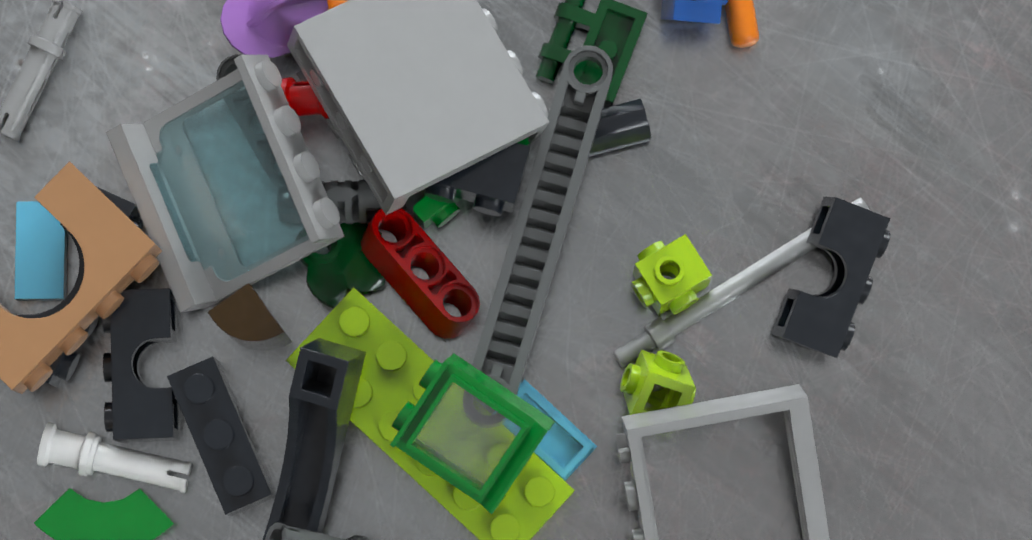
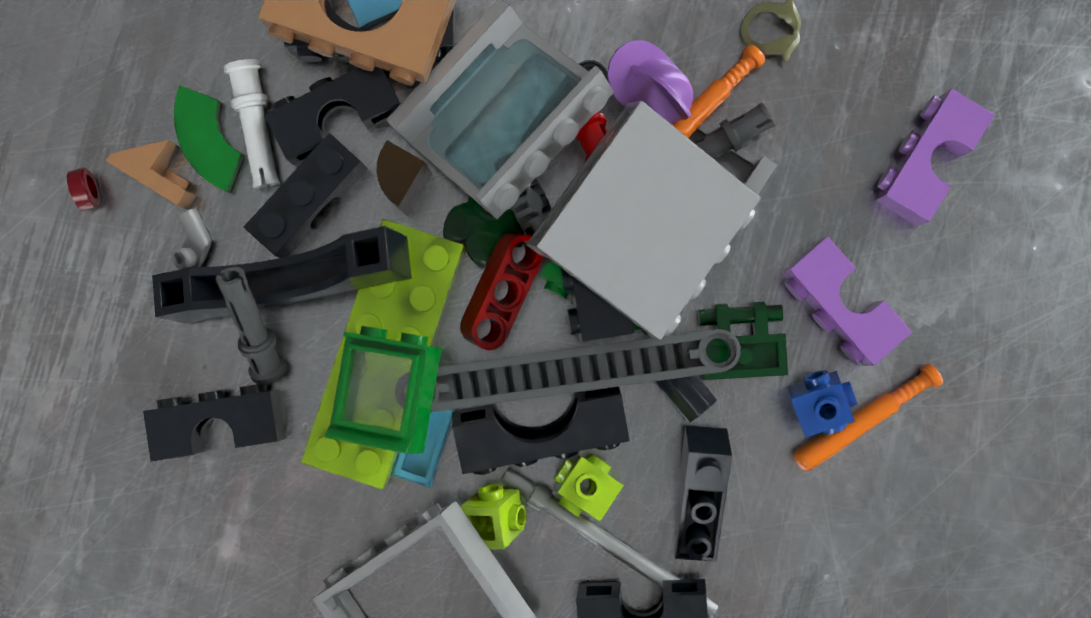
camera: 65 degrees right, 5 degrees up
(602, 240) = (491, 441): none -> black arch
(732, 159) = (702, 492): none -> black slope

